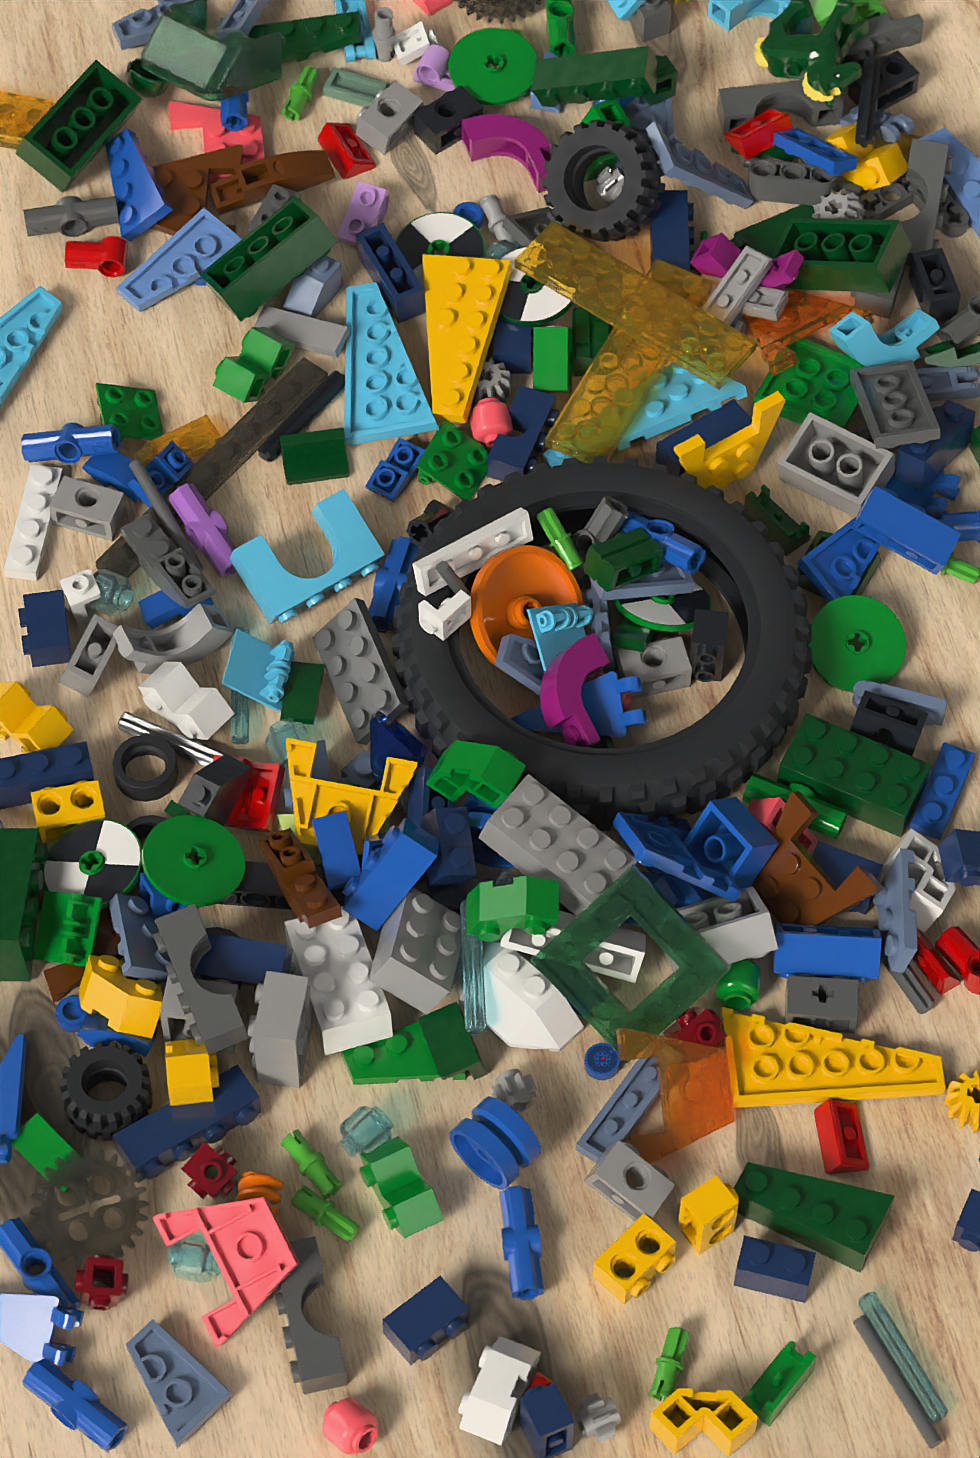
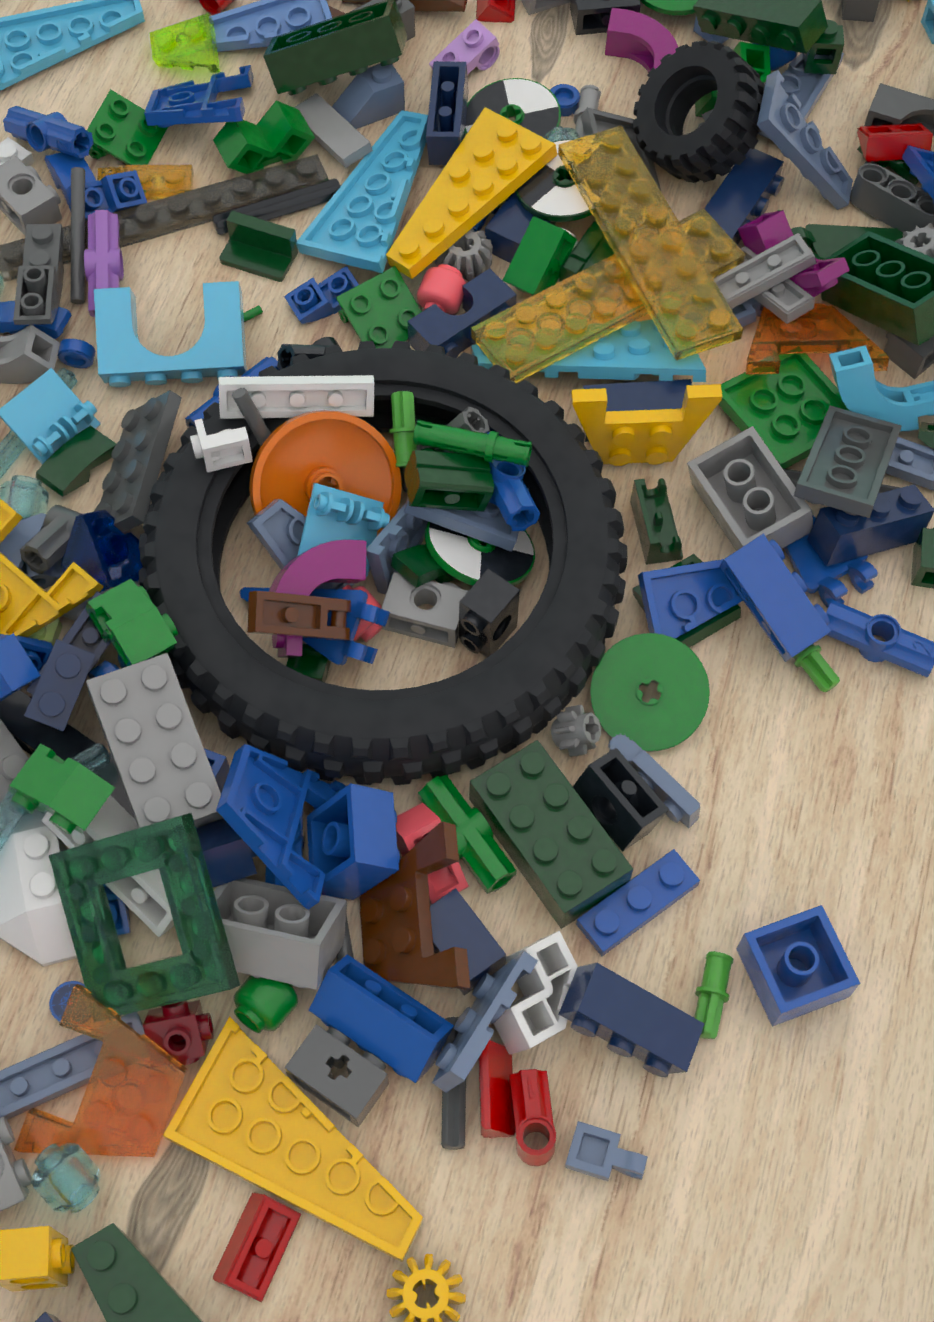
camera: 30 degrees right, 5 degrees up
(123, 314) = (186, 44): none -> clear neon green wing
(172, 363) = (197, 102): none -> blue wing
(237, 610) = (76, 353): none -> blue tile
(343, 749) = (51, 541): none -> dark grey piece
(588, 708) = (298, 615): none -> reddish brown plate
(633, 520) = (463, 441): none -> green pin
(689, 1160) = (66, 1177): none -> clear light blue head
(823, 696) = (576, 730): none -> light grey gear

